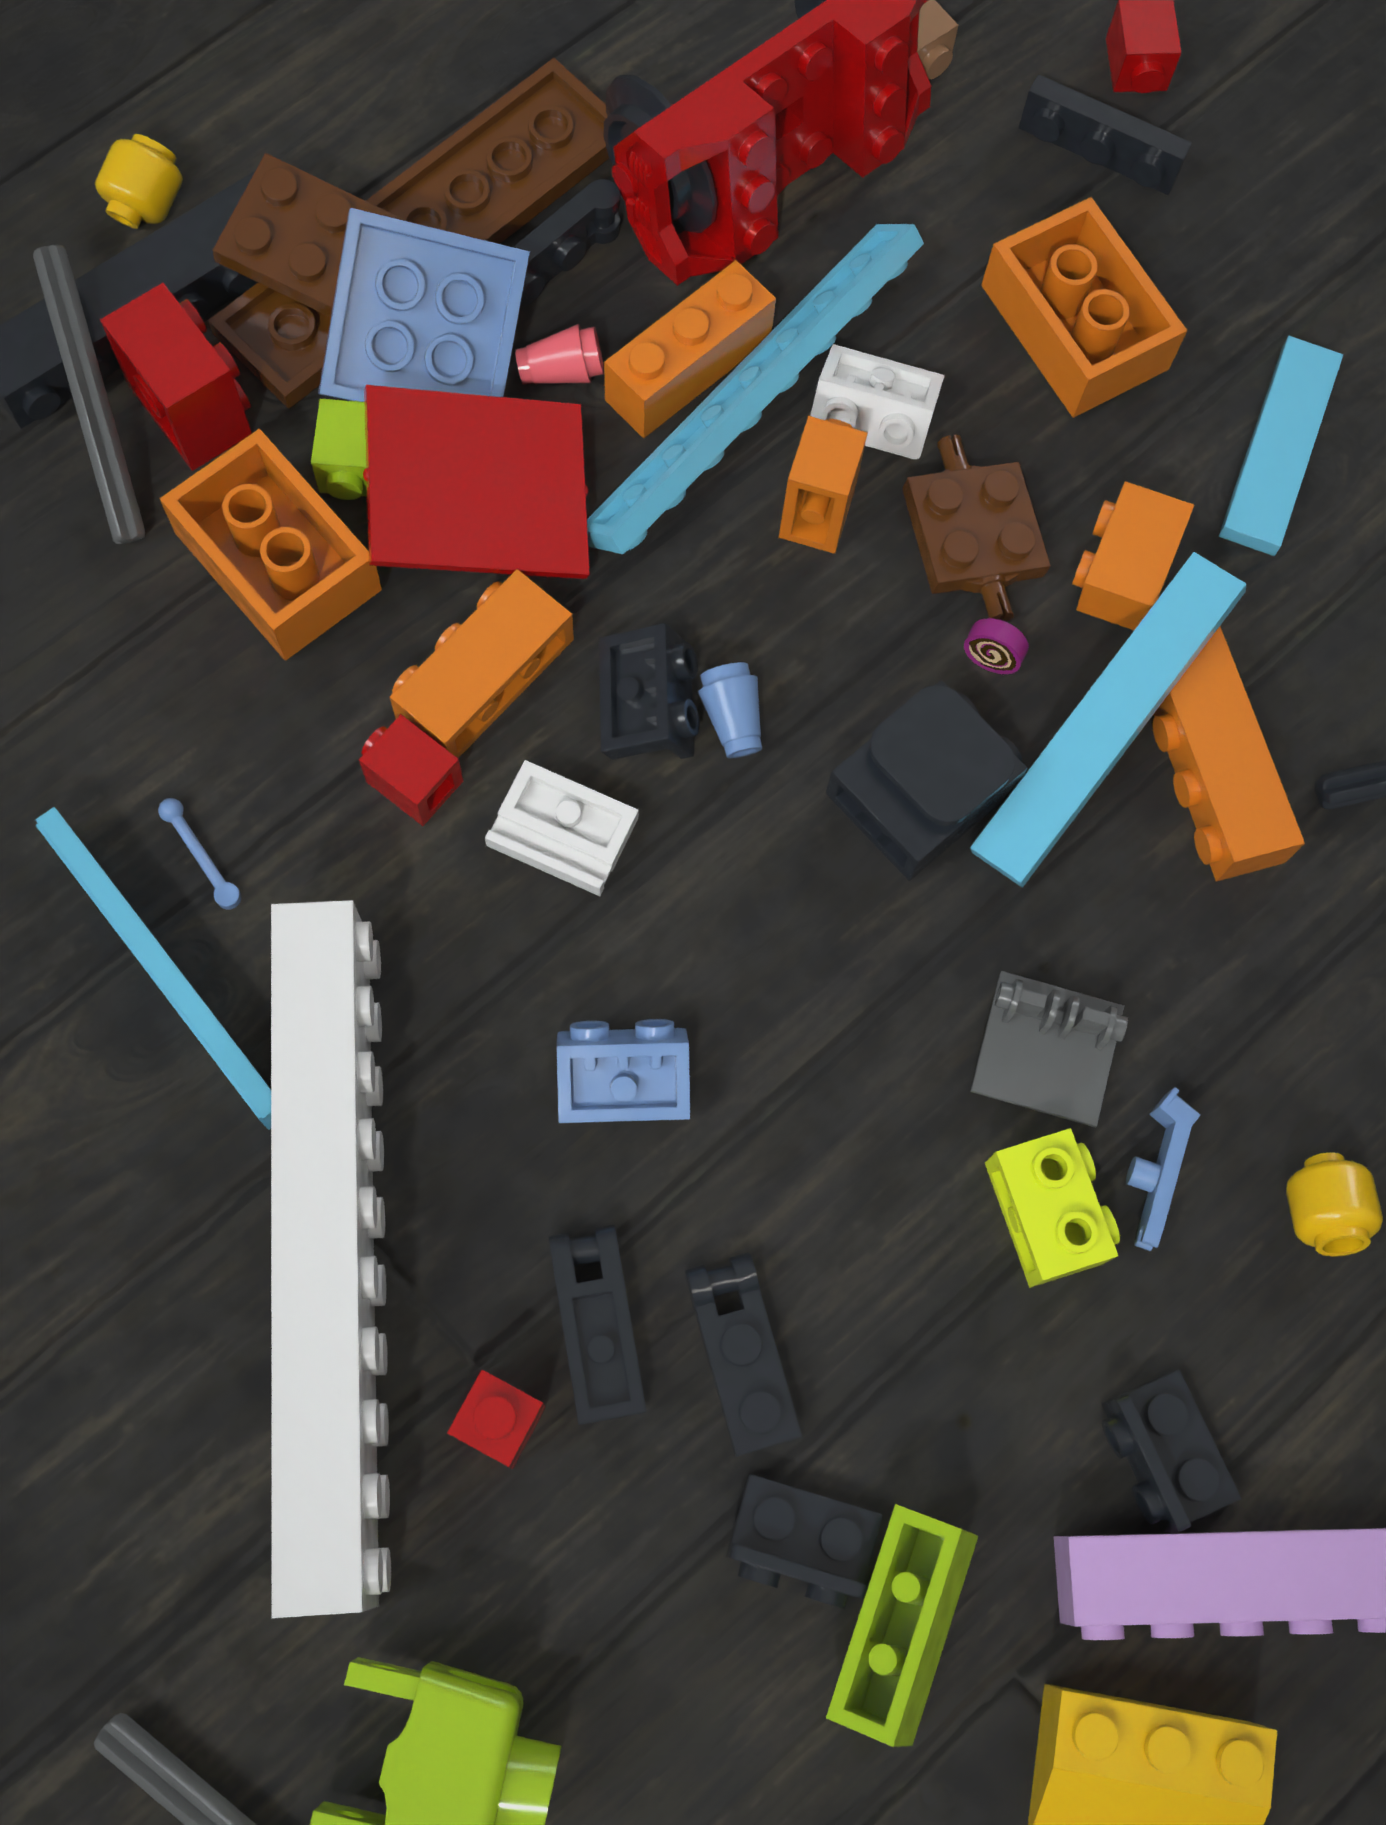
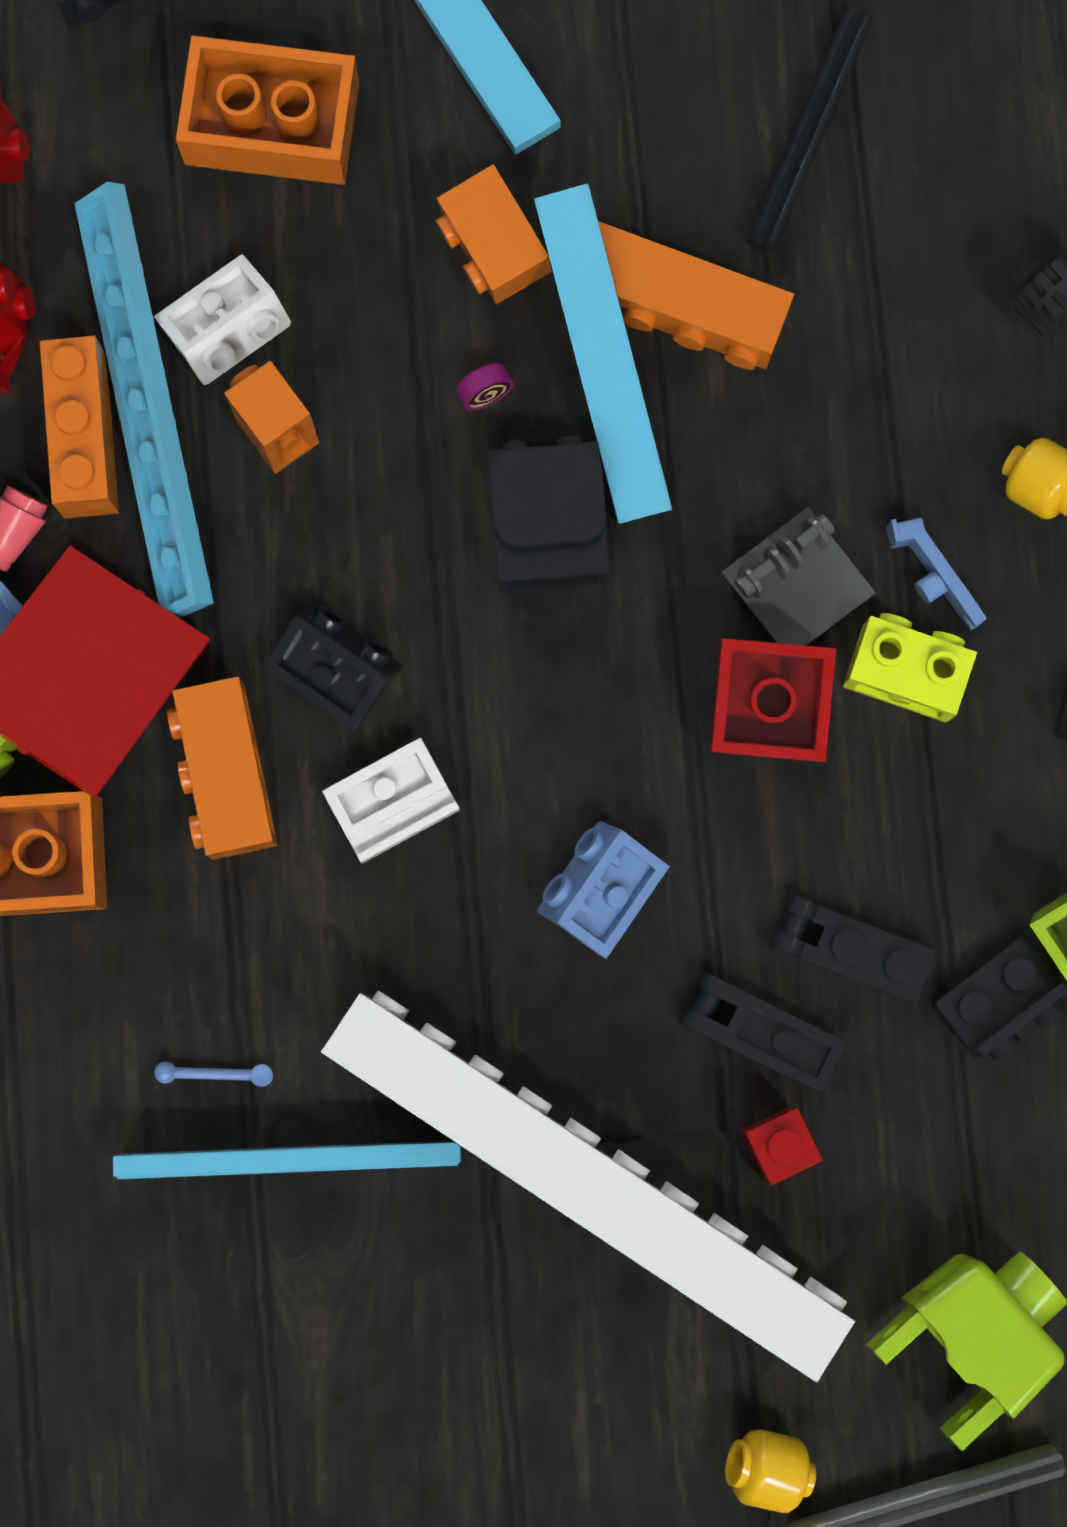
camera: 50 degrees left, 10 degrees up
(161, 1651) = (770, 1471): none -> yellow head
(410, 769) = (265, 878): red brick -> none
(733, 707) = (391, 611): medium blue cone -> none
(920, 1093) = (773, 699): none -> red brick
(975, 528) = (379, 326): reddish brown plate -> none

